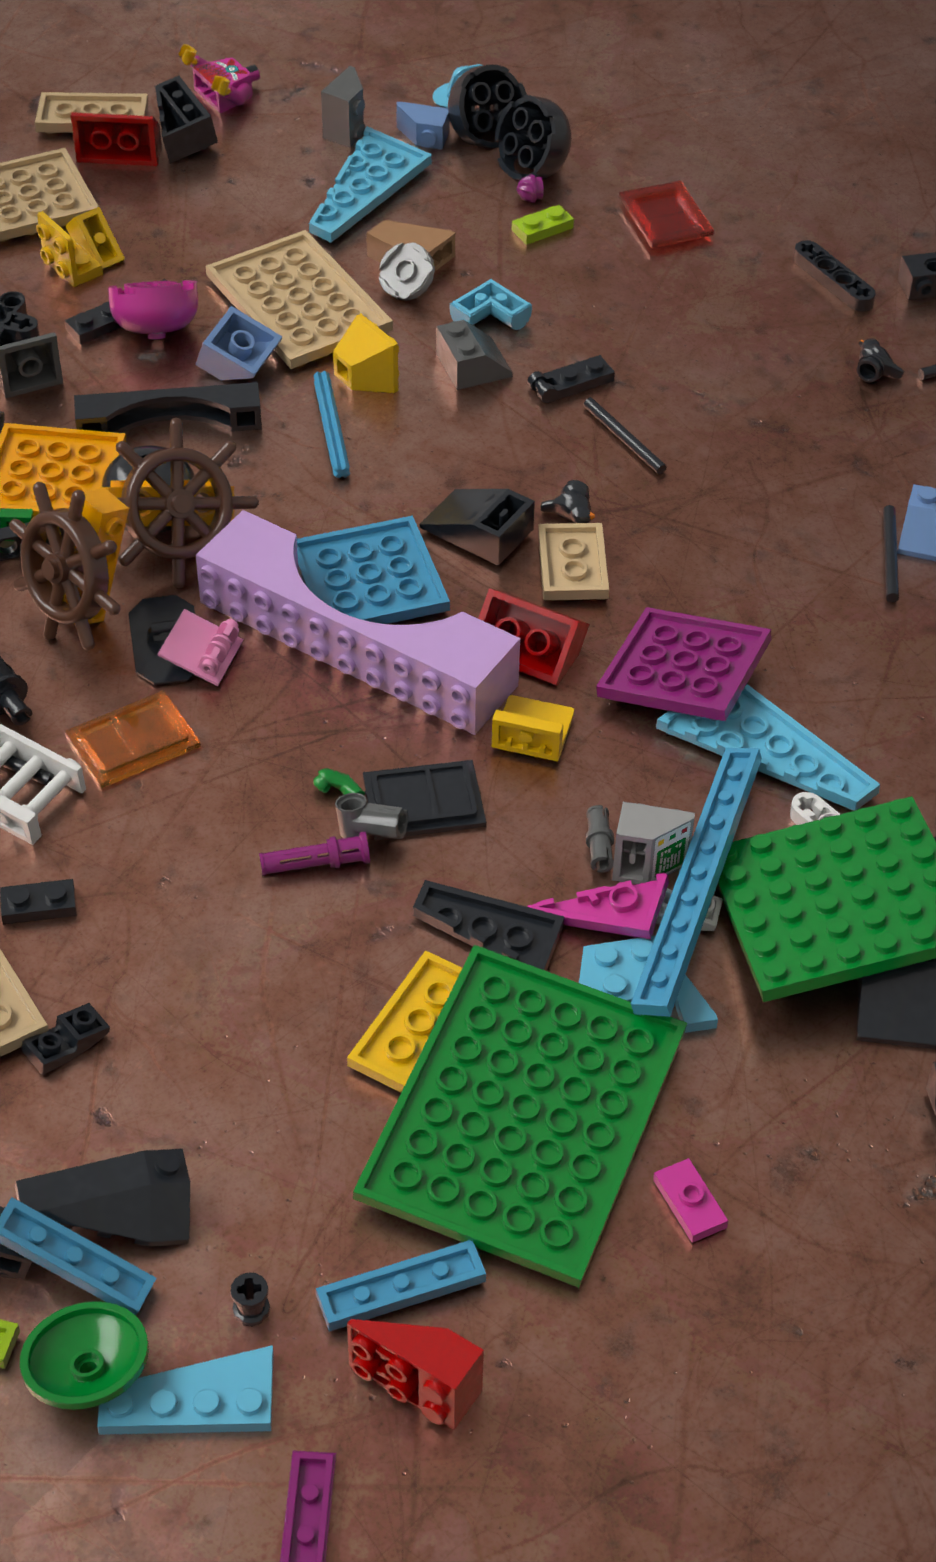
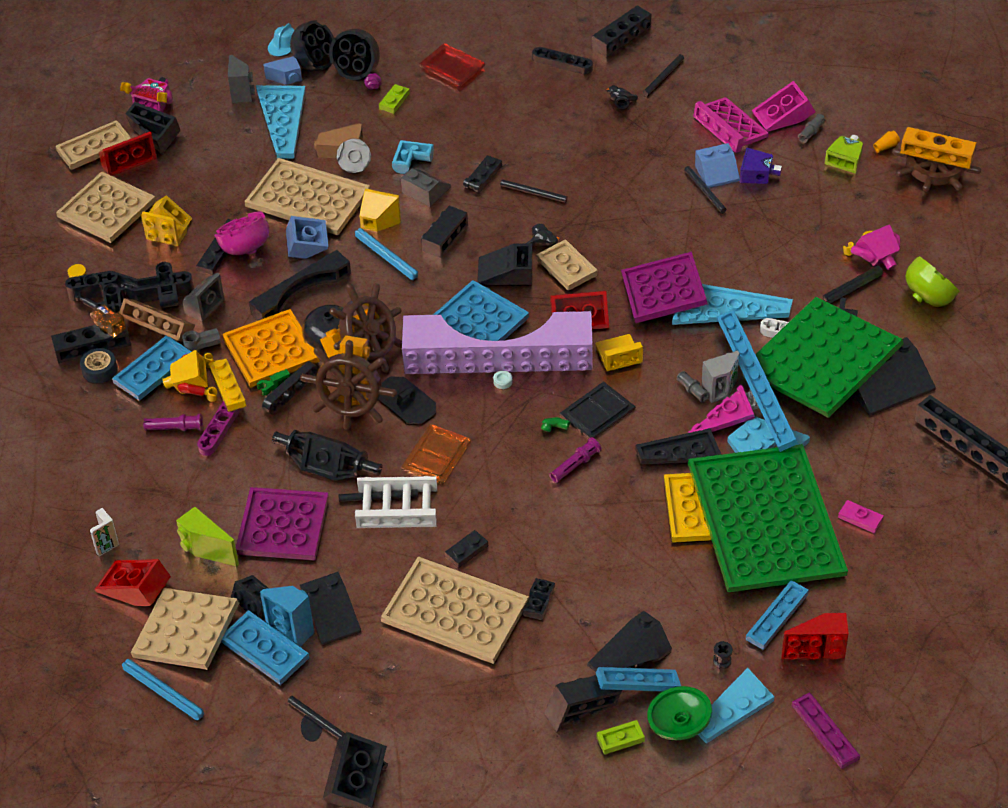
camera: 30 degrees left, 0 degrees up
(202, 646) = (431, 393): bright pink hinge -> none
(327, 680) = (502, 379): none -> light aqua tile
(358, 816) = (581, 432): dark grey piece -> none
(438, 430) = (444, 231): none -> black brick

